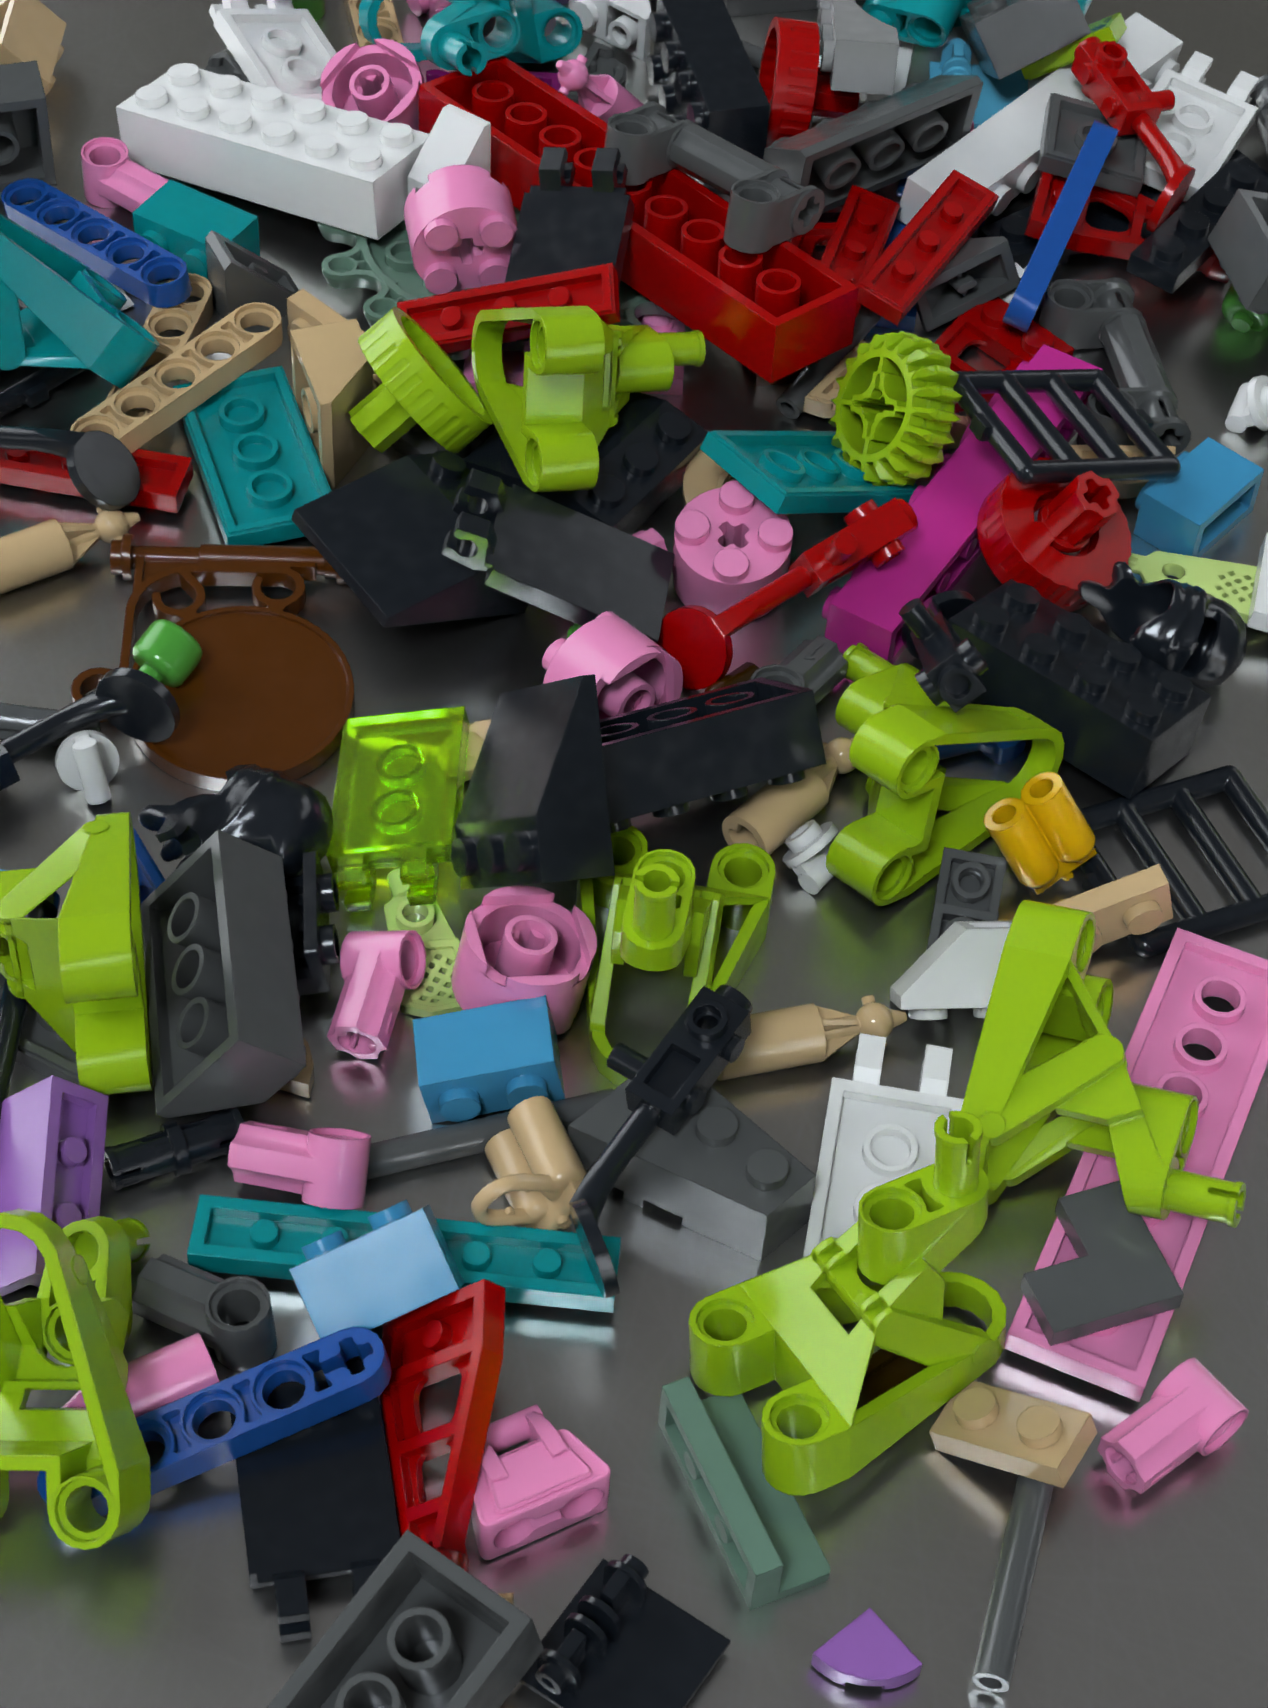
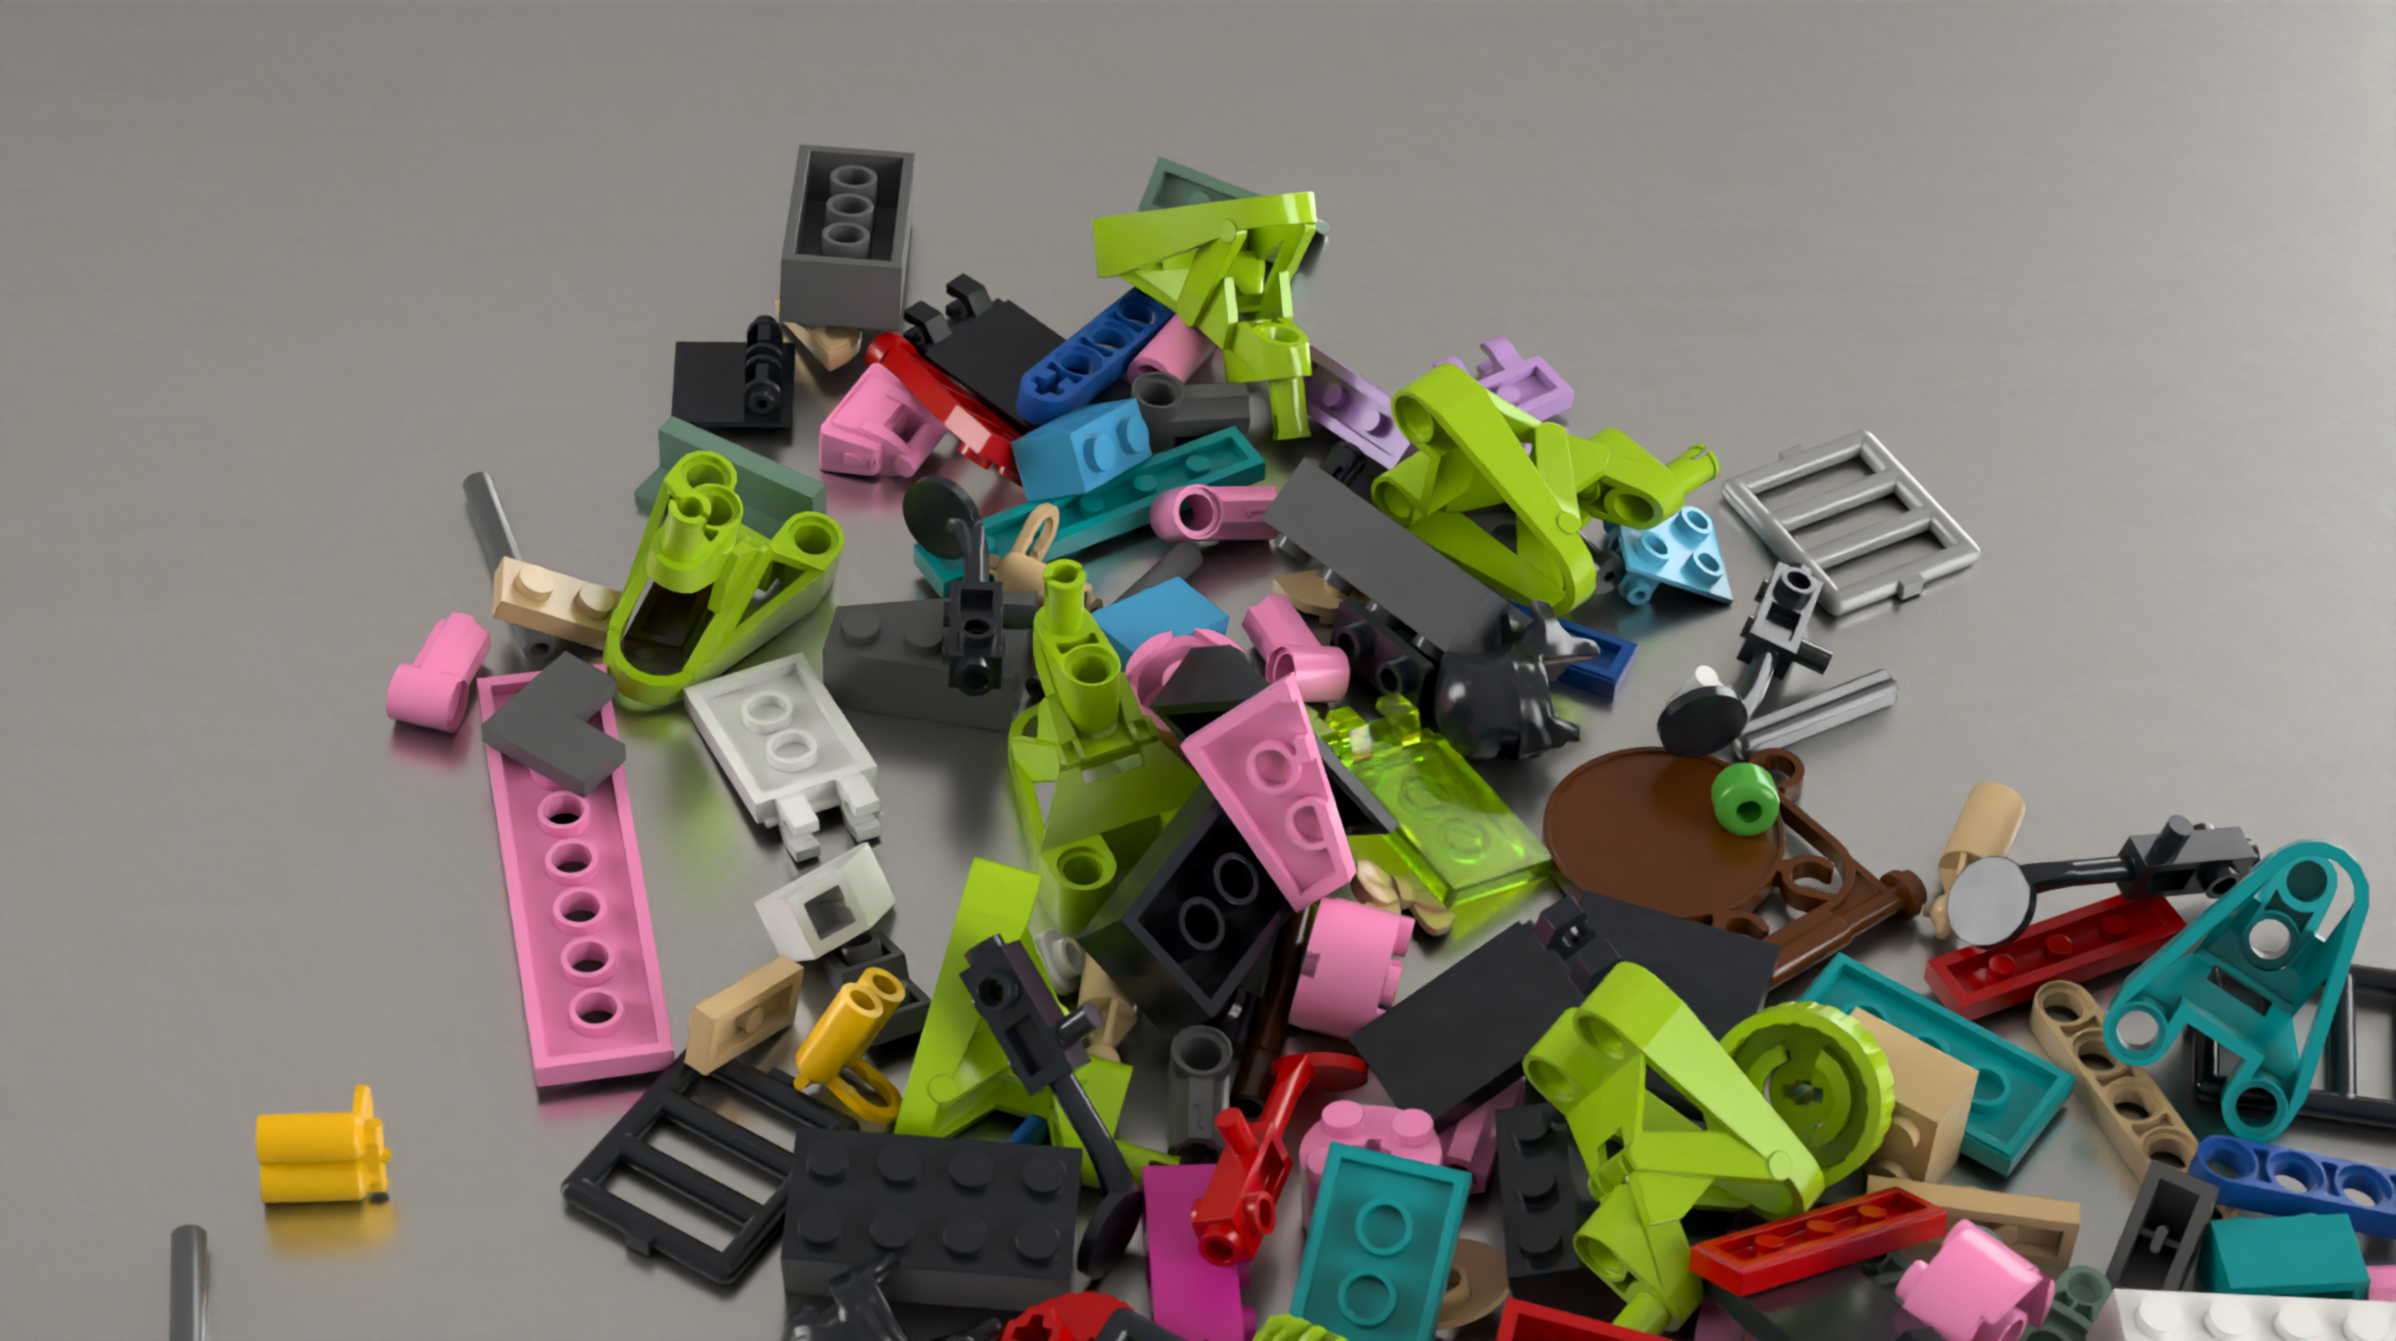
camera: 145 degrees right, 5 degrees down
(187, 364) = (2054, 1080): tan beam -> none
(619, 691) = (1276, 791): none -> bright pink wing
(807, 1035) = (942, 794): tan wheel -> none
(867, 1655) = (572, 459): medium lavender tile -> none
(1052, 1054) = (697, 840): lime connector -> none

